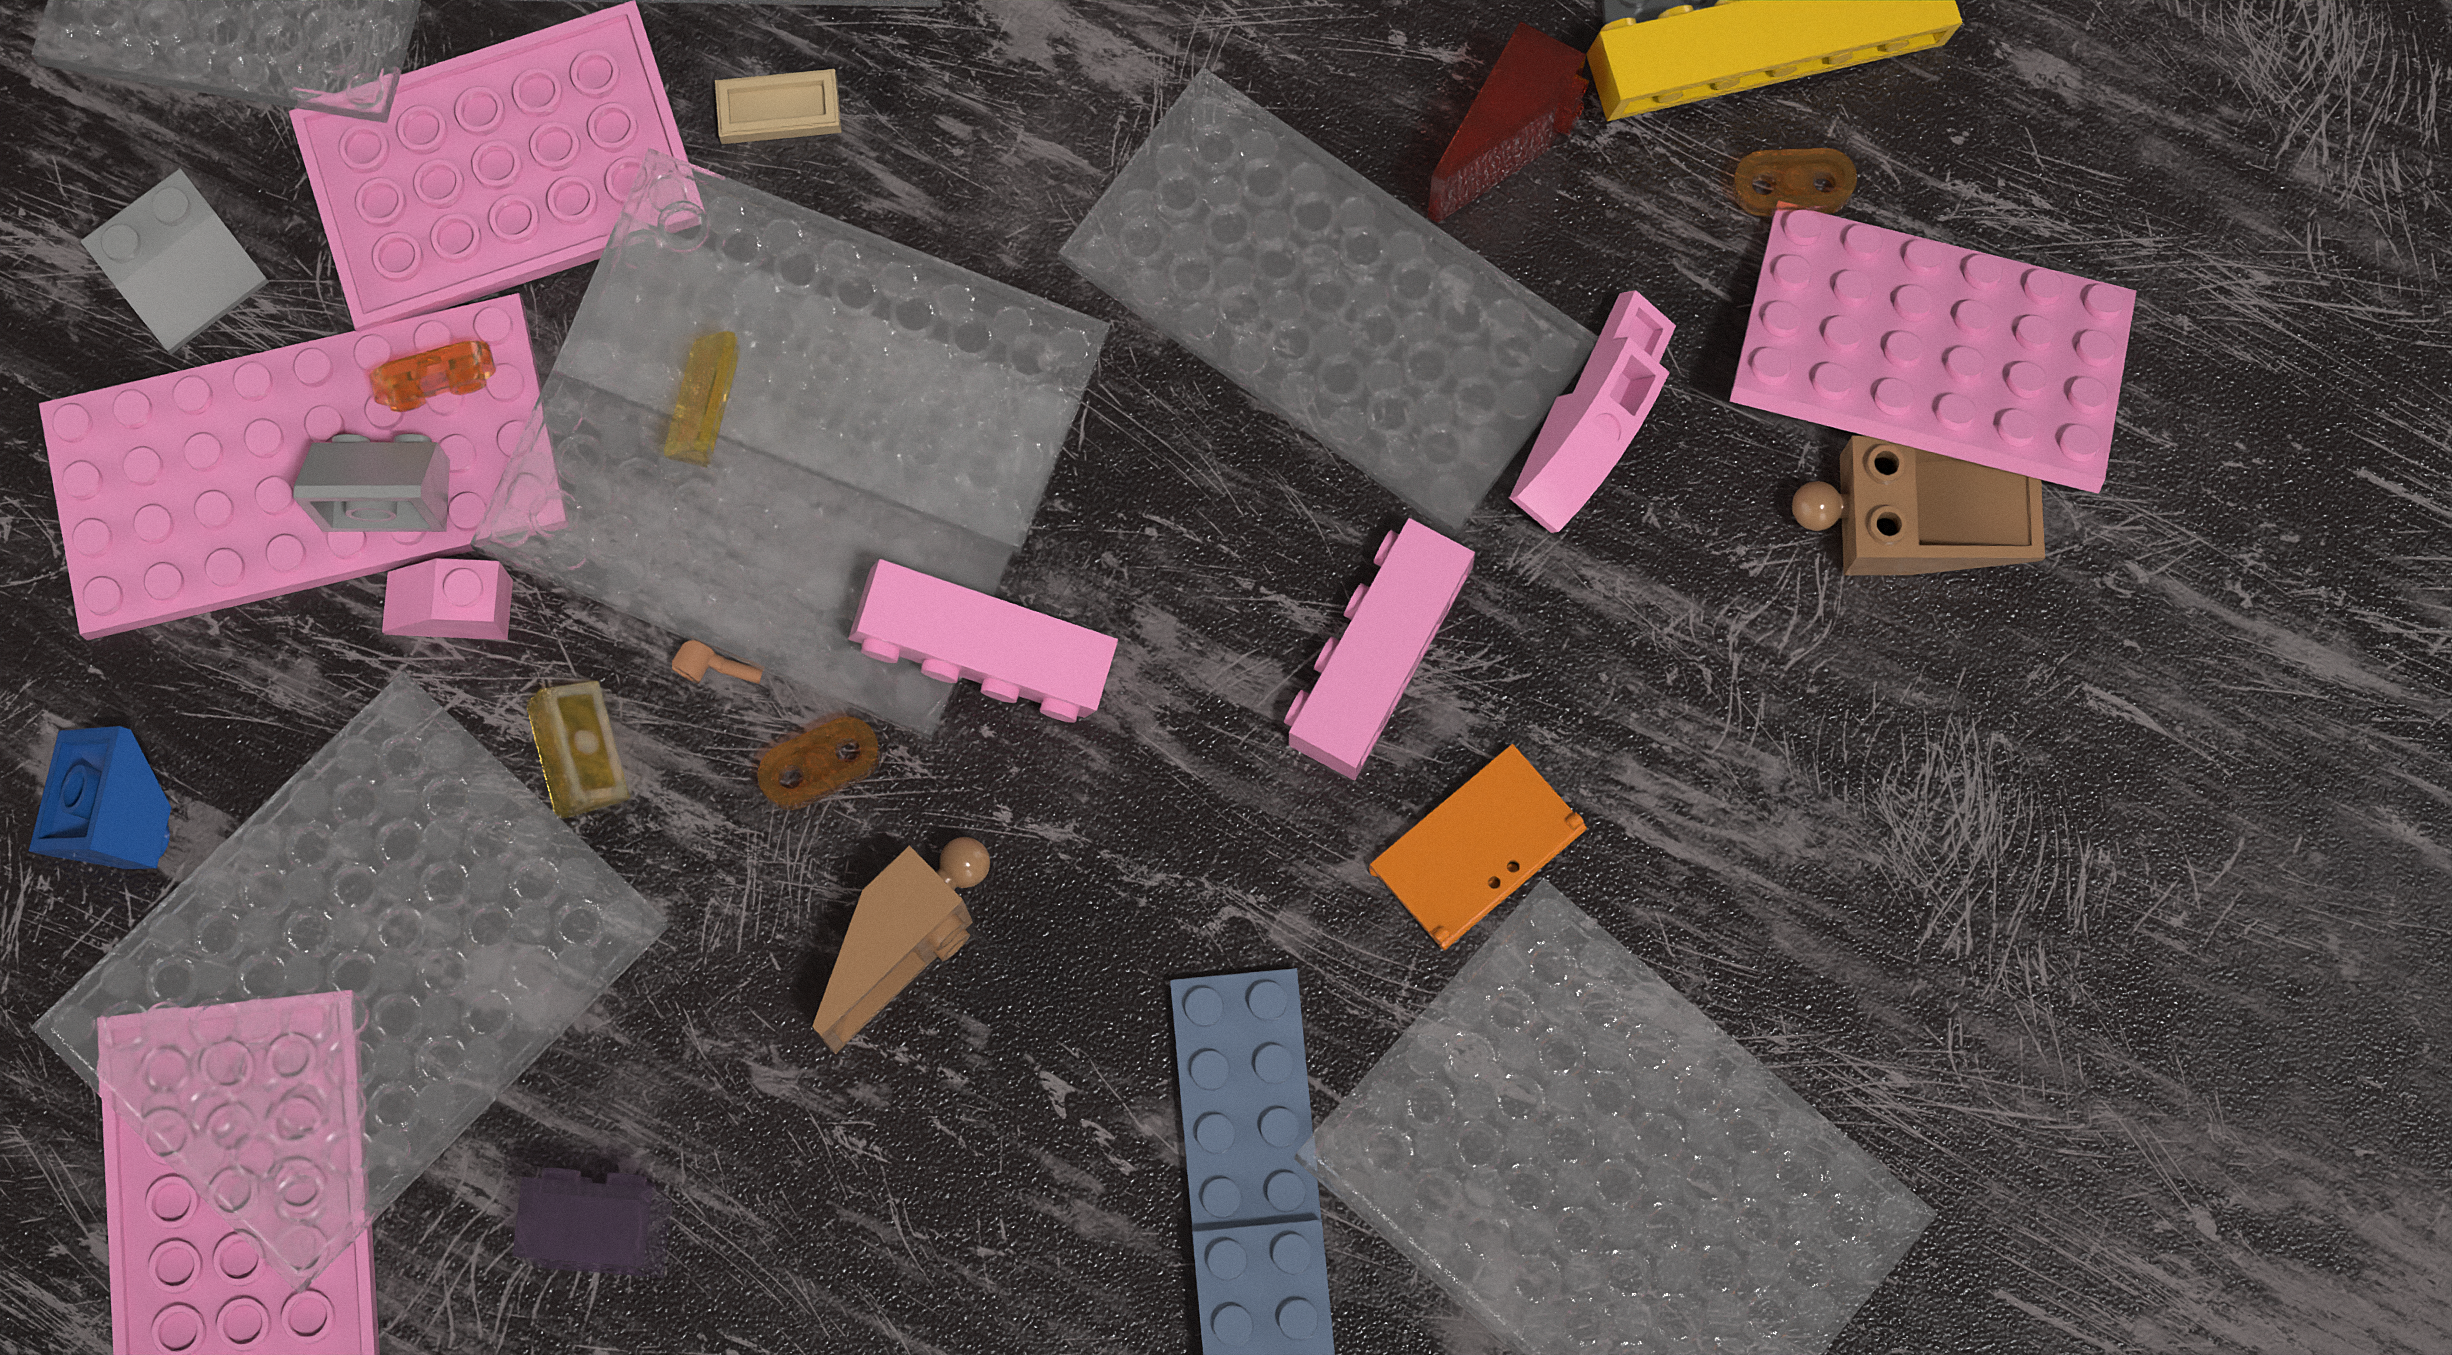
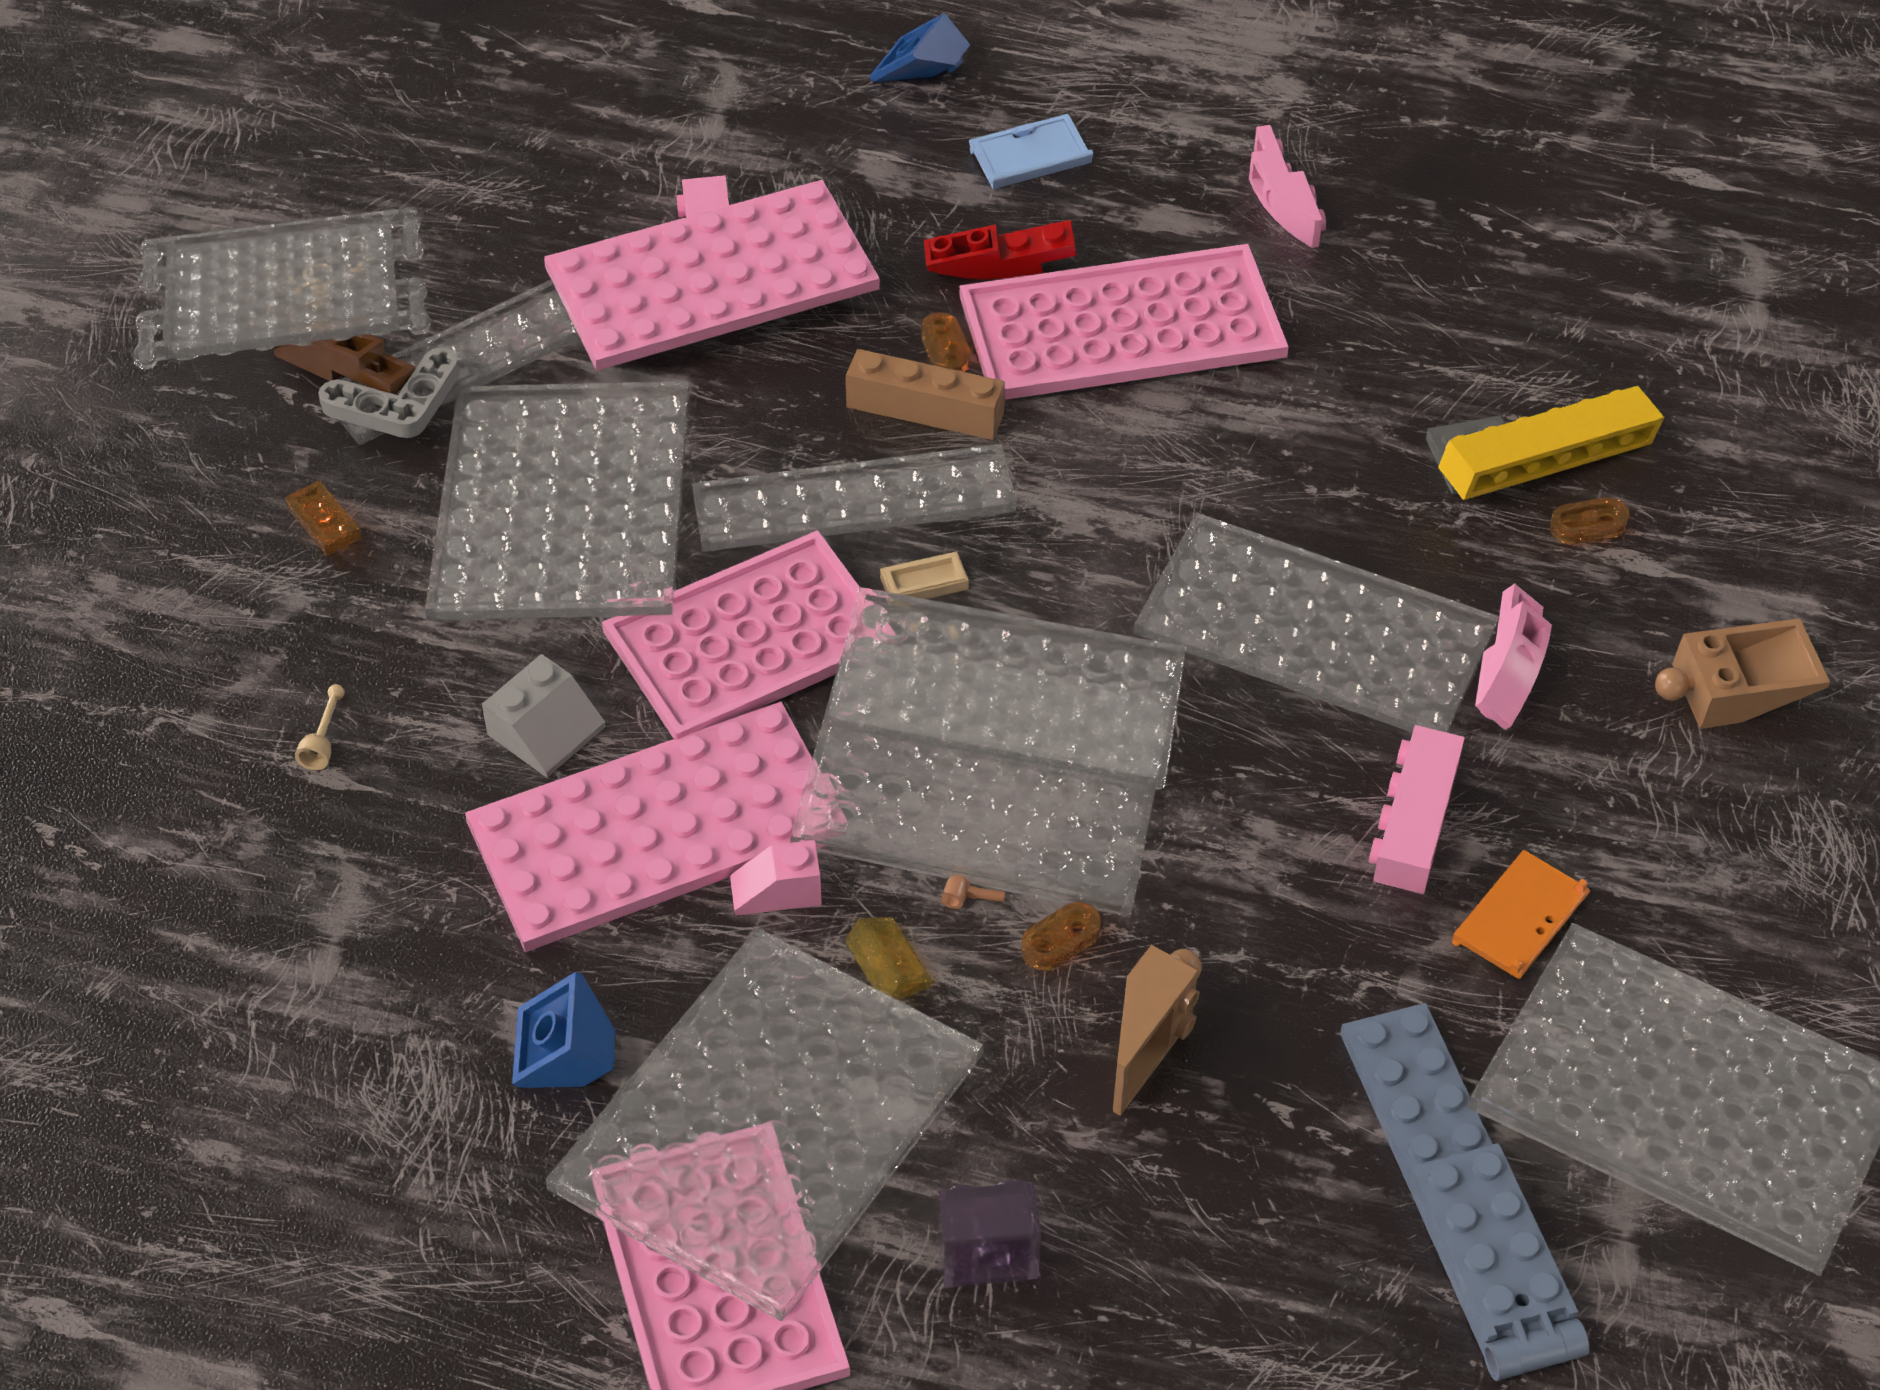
camera: 15 degrees left, 25 degrees down
(375, 485) = (721, 811): light grey slope -> none
(452, 368) = (740, 743): clear orange plate -> none
(703, 399) = (935, 714): clear yellow slope -> none
(983, 641) = (1155, 836): bright pink brick -> none
(1513, 119) = (1406, 503): clear red slope -> none
(1936, 348) = (1715, 584): bright pink plate -> none

